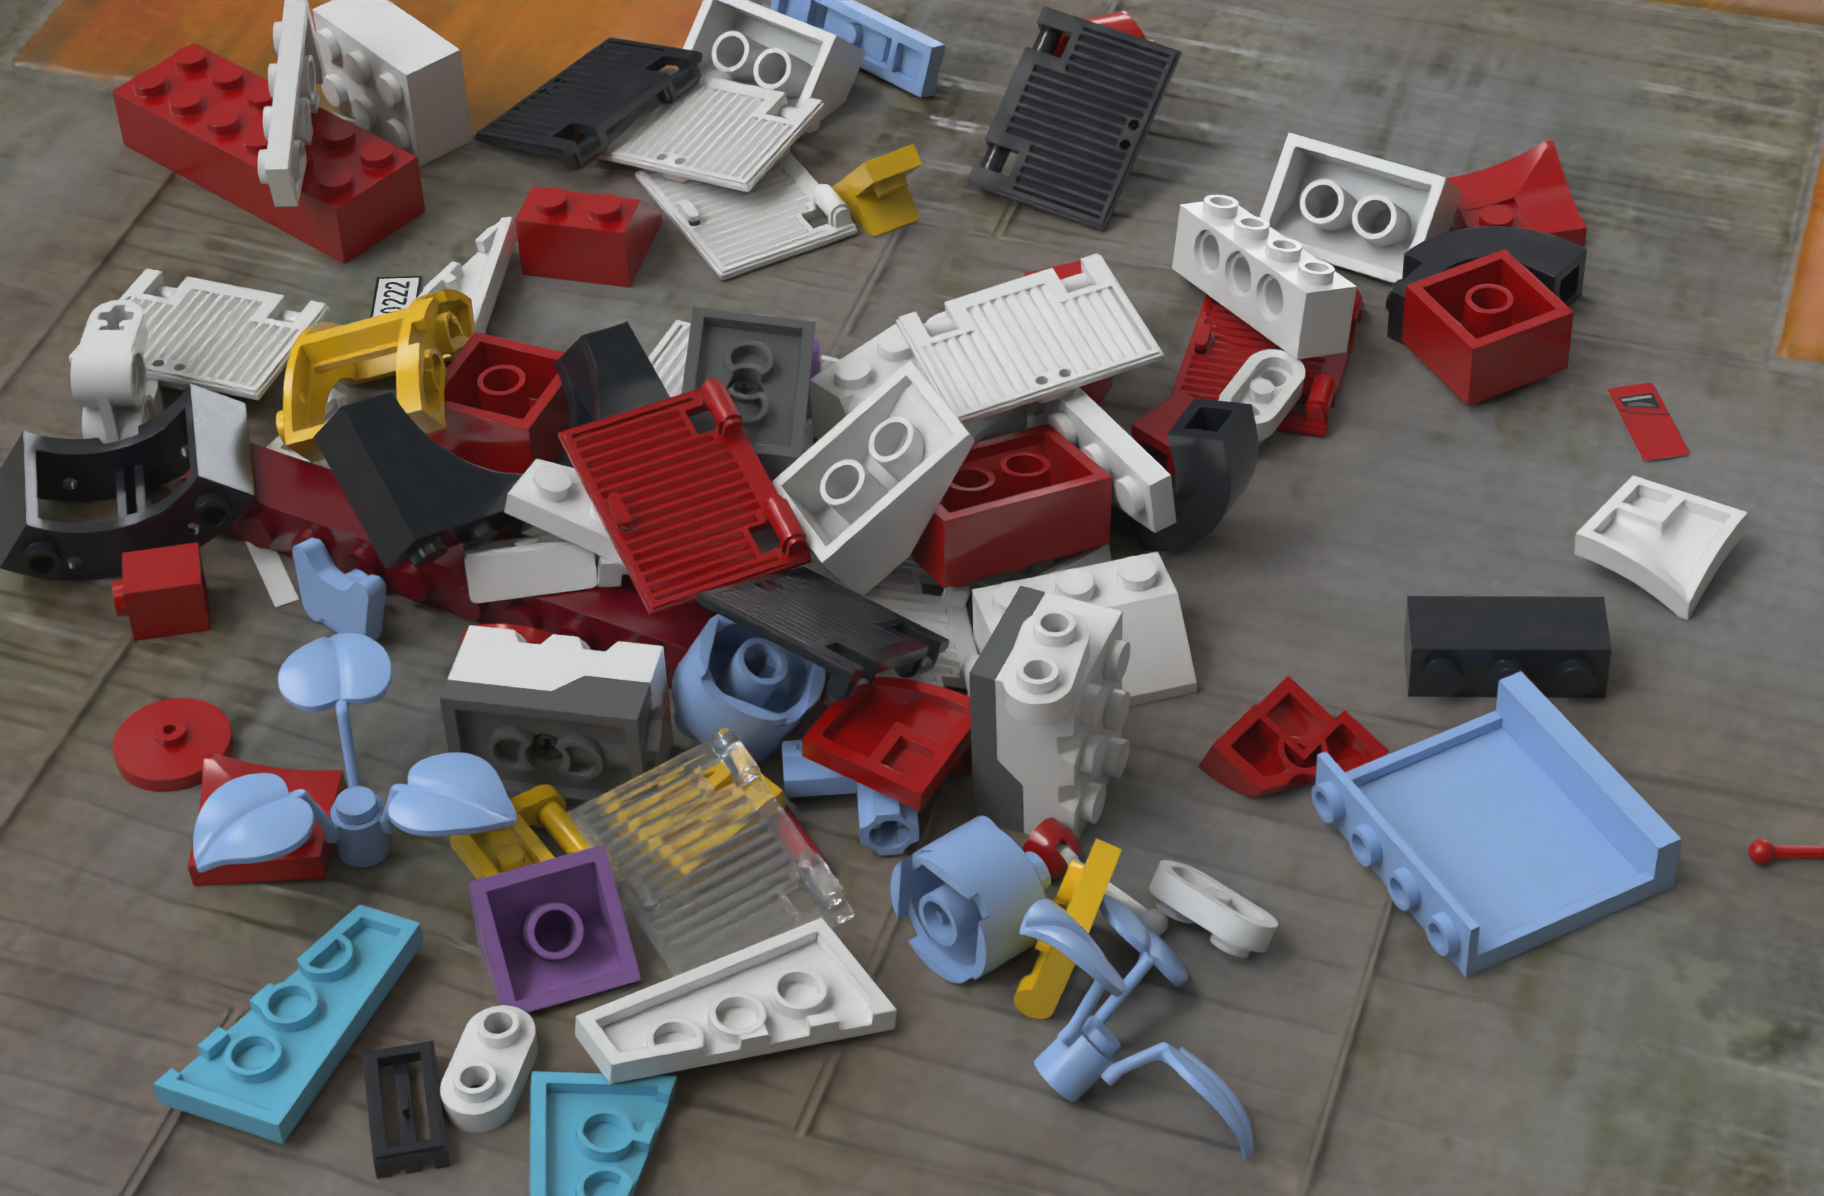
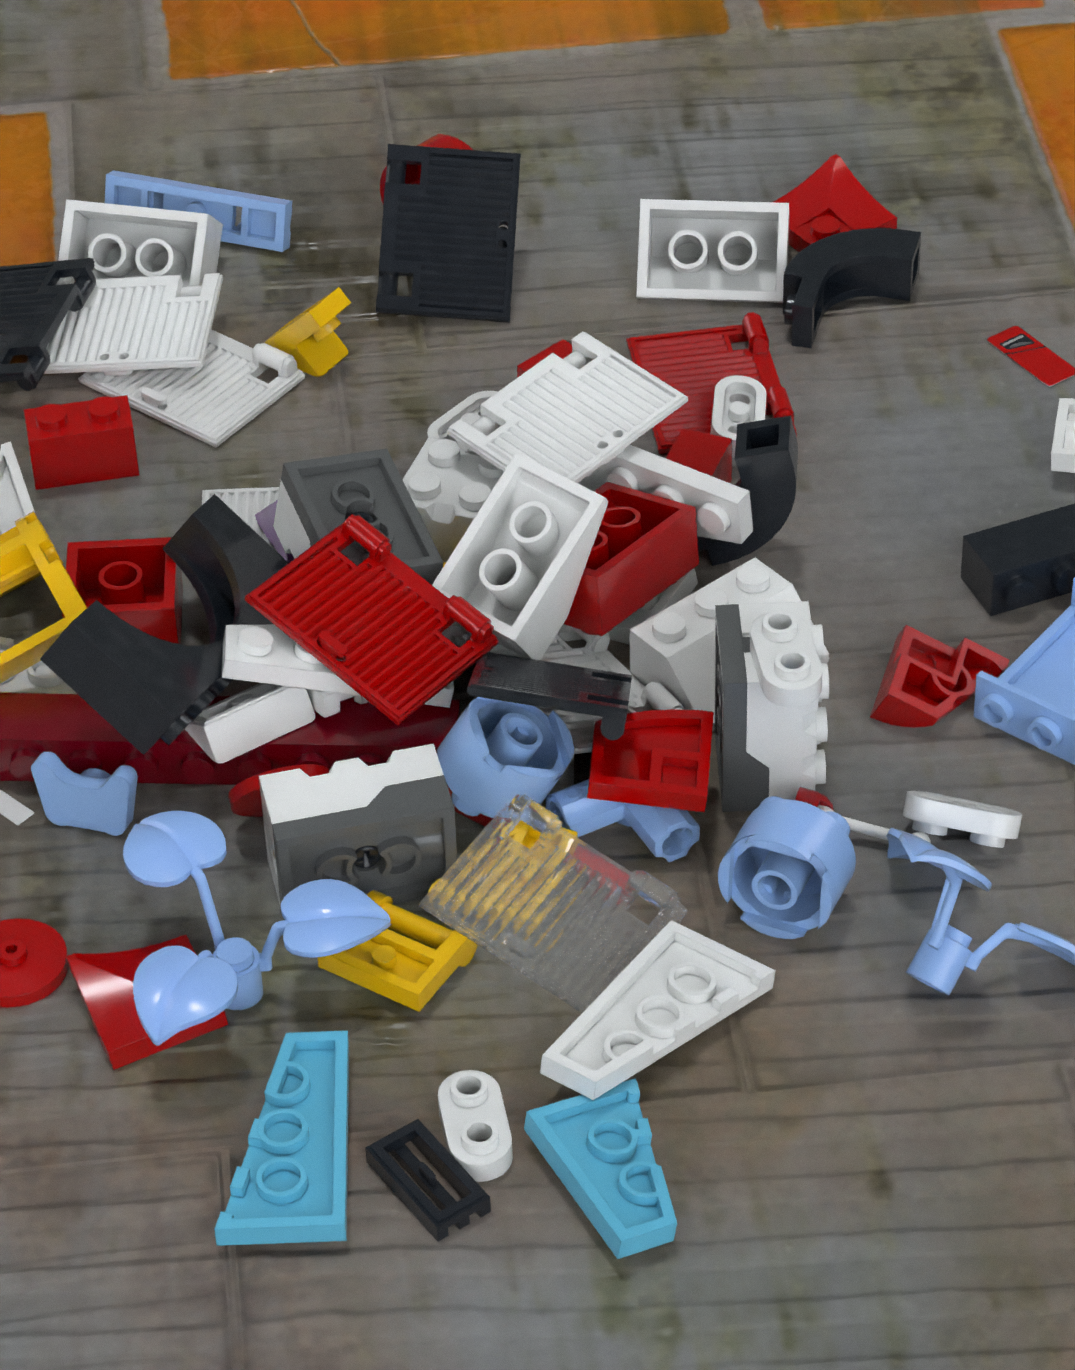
camera: 25 degrees left, 0 degrees up
(553, 930) = (462, 1001): medium lavender slope -> none
(1081, 897) = (881, 868): yellow plate -> none
(1264, 277) = (687, 320): white brick -> none
(1487, 327) = (880, 314): red brick -> none

